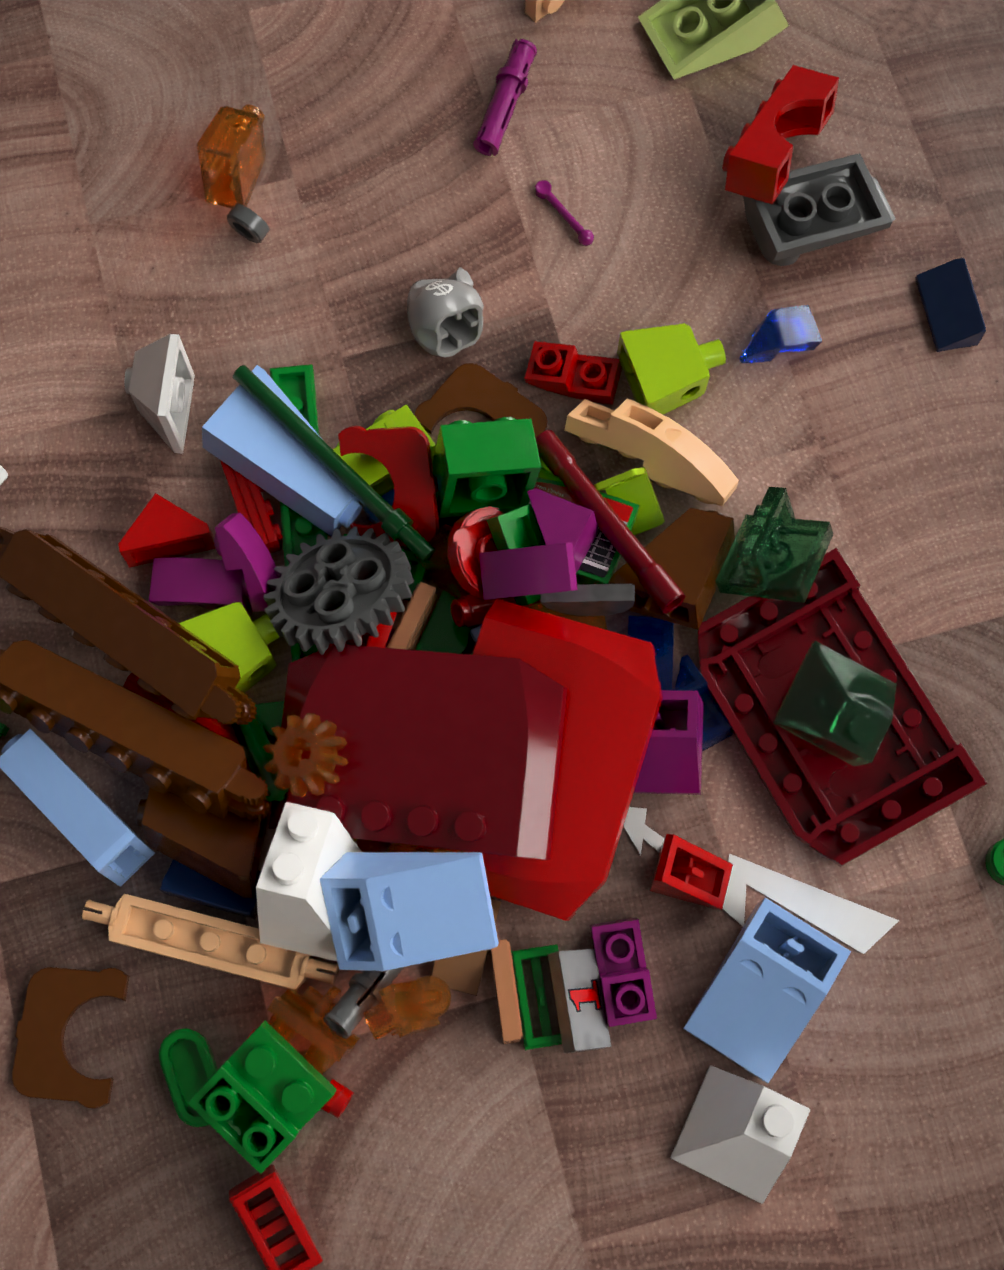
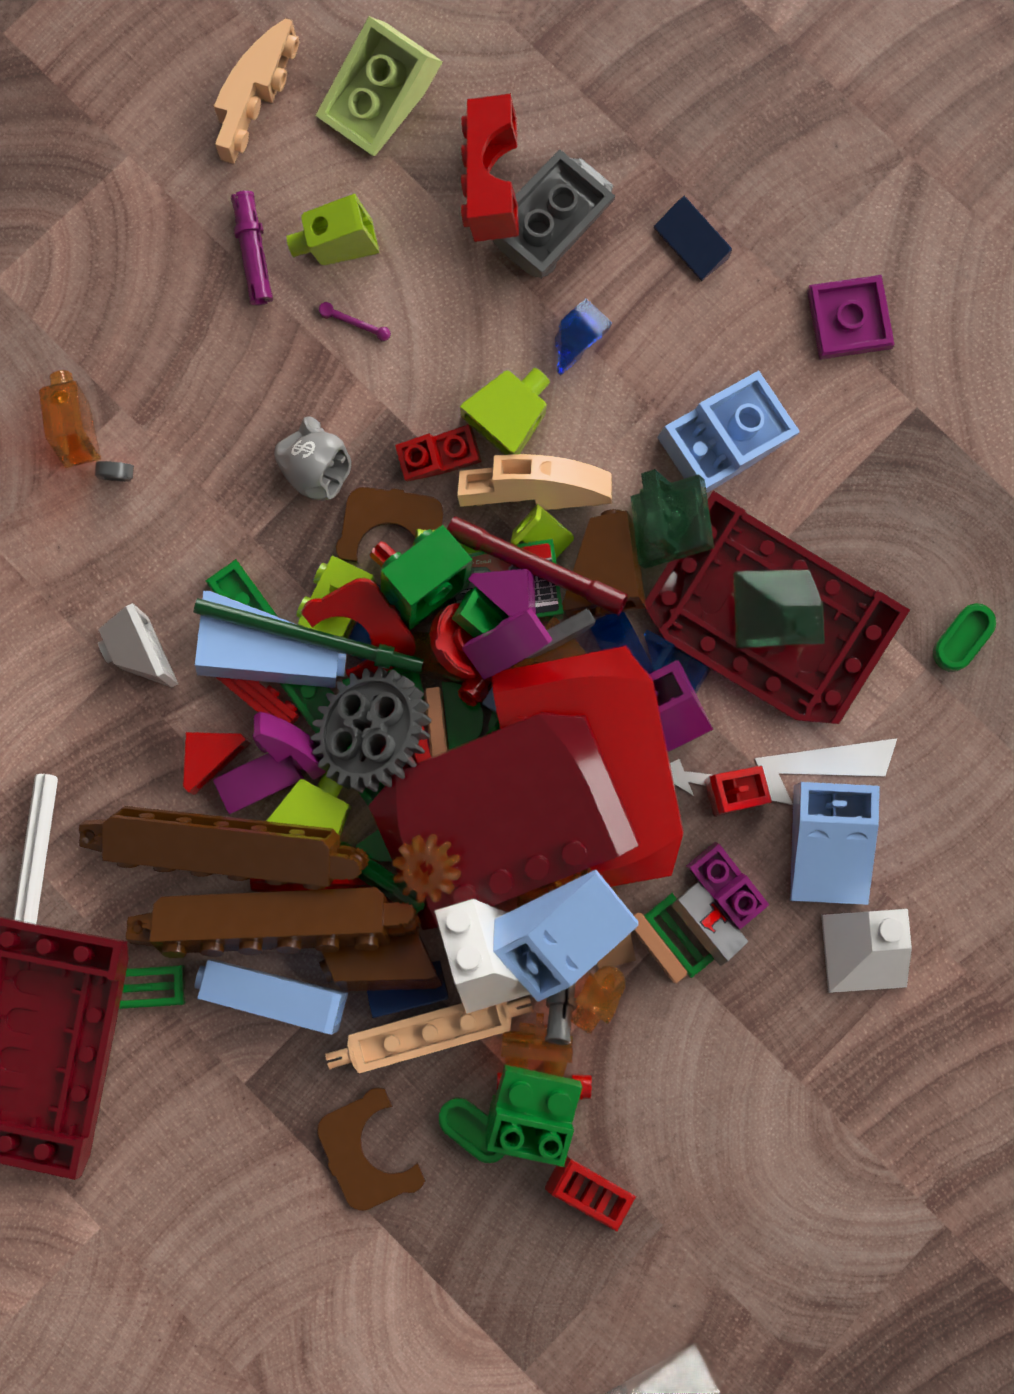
camera: 30 degrees left, 10 degrees up
(594, 119) = (335, 232): none -> lime torso
(886, 505) = (728, 432): none -> light blue slope

